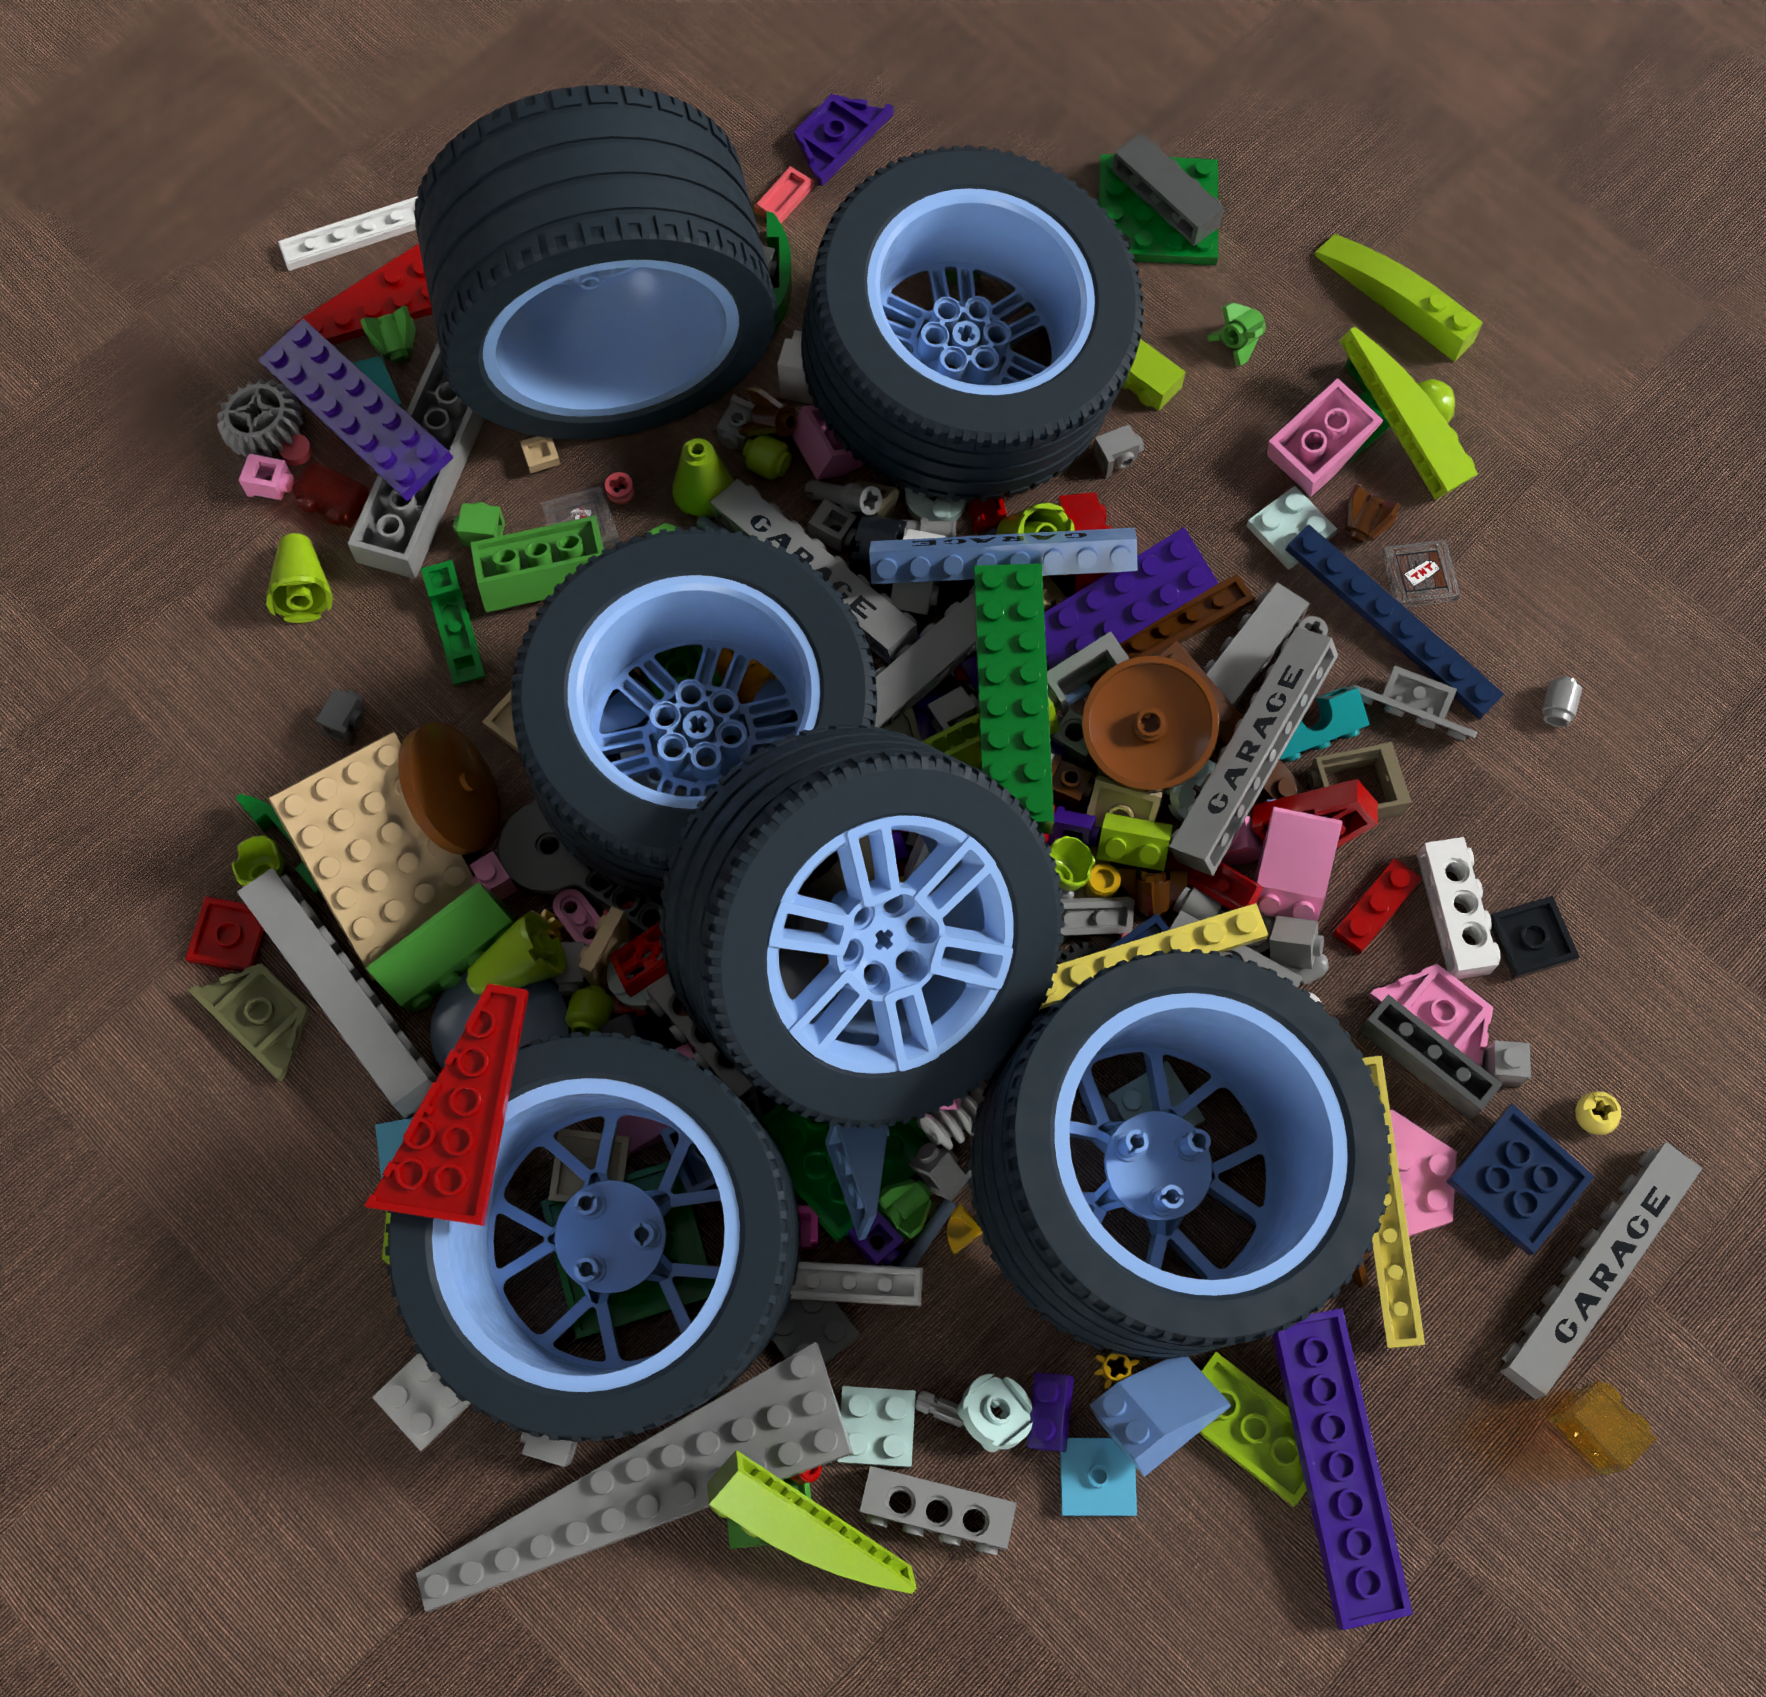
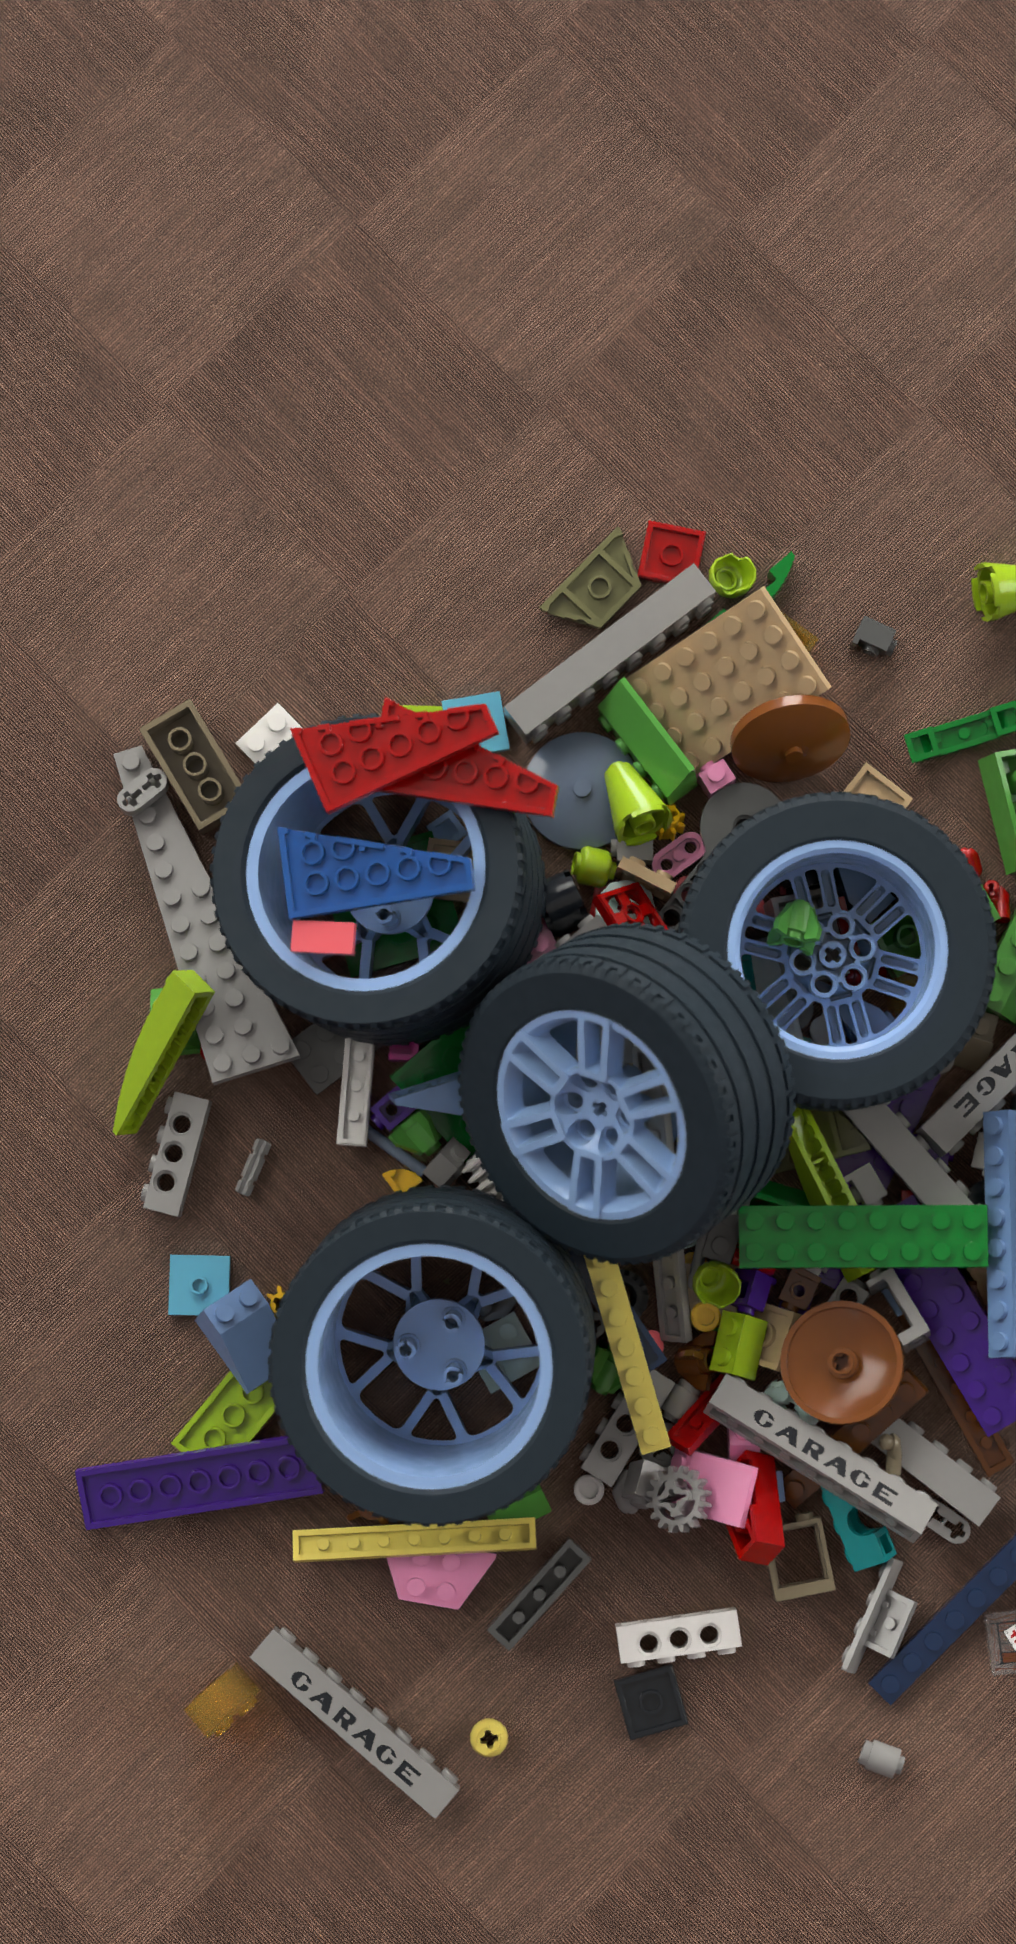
camera: 95 degrees right, 15 degrees up
(436, 1213) = (374, 753): none -> red wing
(445, 1497) = (192, 763): none -> dark tan brick
(469, 1571) = (138, 787): none -> light grey beam
(536, 1183) = (447, 827): none -> light blue tile
(591, 1245) = (351, 874): none -> blue wing
(664, 755) = (796, 927): none -> bright green brick
(671, 1281) = (323, 937): none -> coral tile
(878, 1426) = (244, 1108): light aqua plate -> none
(980, 1421) = (244, 1188): light aqua plate -> none
(1050, 1412) = (250, 1248): dark purple plate -> none
(1234, 682) = (894, 1452): none -> dark tan arm
(1330, 891) = (686, 1510): none -> light grey gear
(1377, 906) = (684, 1565): red plate -> none
(1445, 1007) = (581, 1611): bright pink wing -> none
(1508, 1062) = (533, 1661): light grey brick -> none
(1520, 1179) = (432, 1661): dark blue plate -> none

